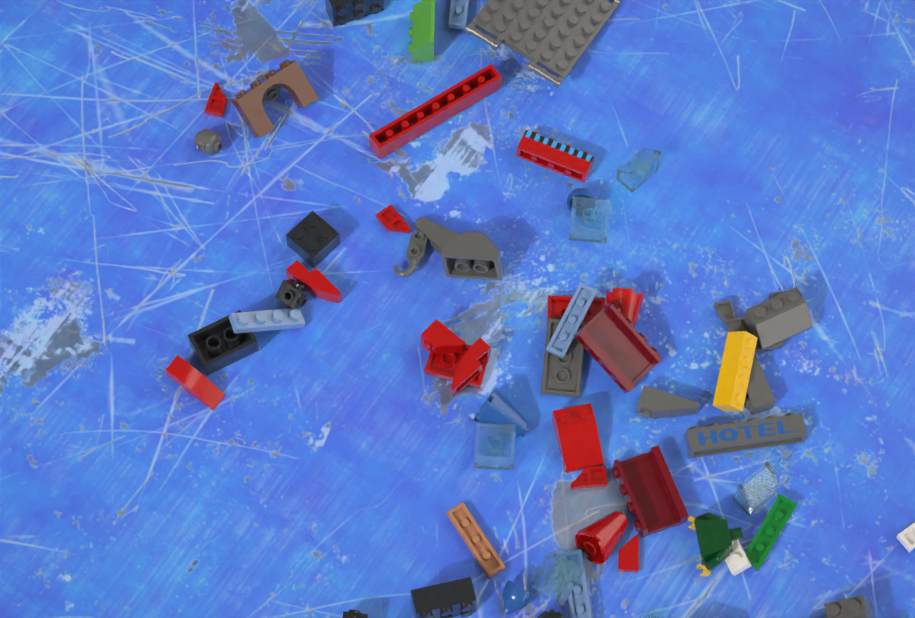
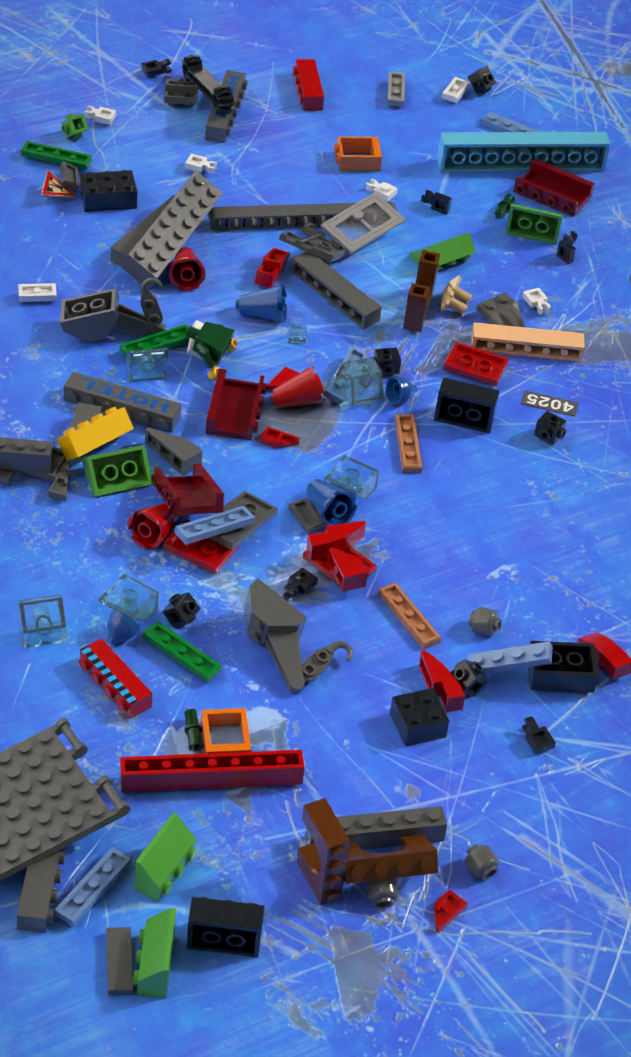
camera: 155 degrees left, 20 degrees down
(215, 272) = (538, 738): none -> black plate
(295, 128) = (385, 828): none -> dark grey brick
(306, 361) = (485, 621): none -> dark grey head
(315, 60) = (325, 859): none -> reddish brown arch
(373, 342) = (409, 616): none -> nougat tile
(392, 220) = (323, 705): red tile -> none
(438, 134) = (225, 717): none -> orange window
(472, 145) = (193, 730): none -> dark green axle
(475, 323) = (299, 581): none -> black plate
(520, 402) = (306, 516): none -> dark grey tile
(524, 207) = (182, 651): none -> green plate
(547, 238) = (181, 609): none -> black brick
(577, 437) = (268, 467): red slope -> none
(694, 356) = (117, 470): none -> bright green slope
(839, 514) = (98, 313): none -> dark grey slope

